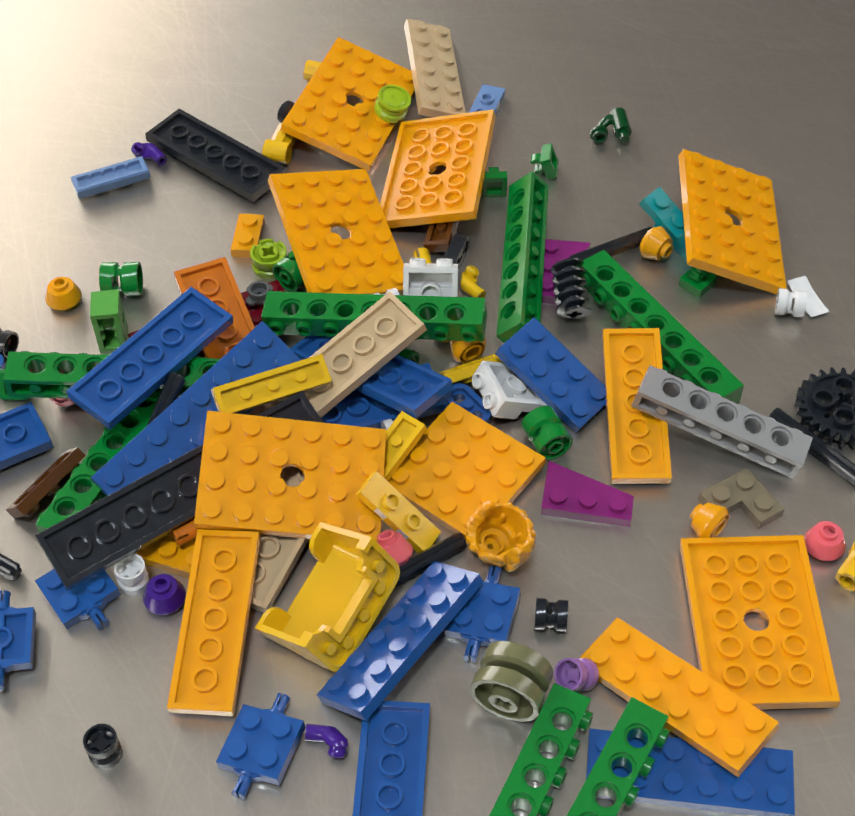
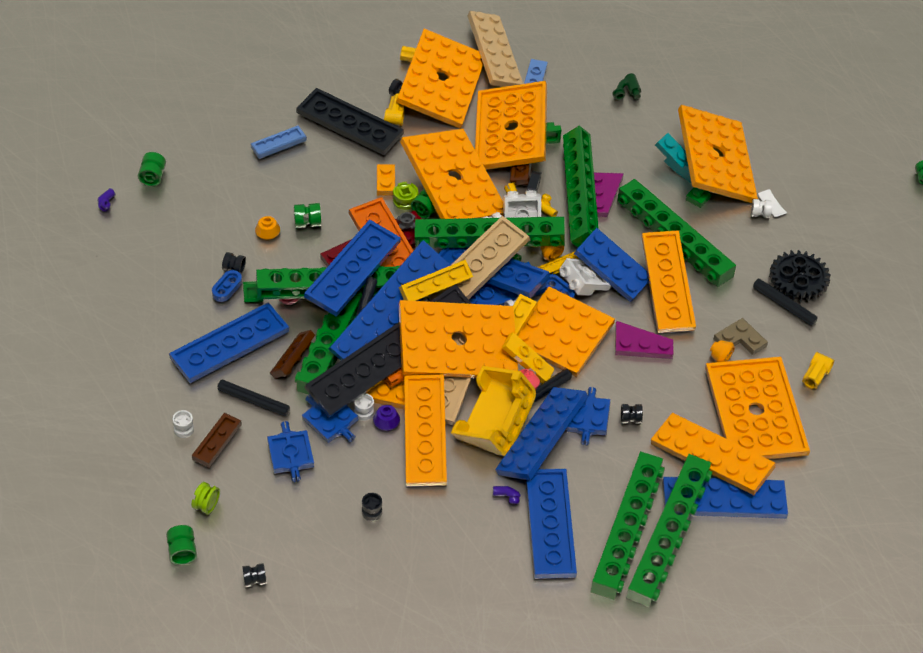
camera: 10 degrees left, 0 degrees up
(108, 320) = (309, 245): bright green brick -> none
(149, 151) = (302, 121): dark purple arm -> none
(260, 745) = (467, 500): blue plate -> none
(392, 103) = (471, 78): lime wheel -> none
(501, 535) = (595, 367): light orange hair -> none
(511, 681) = (614, 451): olive wheel -> none
(546, 161) = (584, 116): green tile -> none
(547, 432) = (613, 302): green wheel -> none
(570, 289) = (614, 208): black piece -> none
(576, 674) = (648, 444): medium lavender wheel -> none
(615, 246) = (641, 175): black axle -> none
(656, 244) = (668, 172): light orange cone -> none
(732, 432) = (724, 289): light grey brick -> none
(825, 541) = (794, 359): coral cone -> none

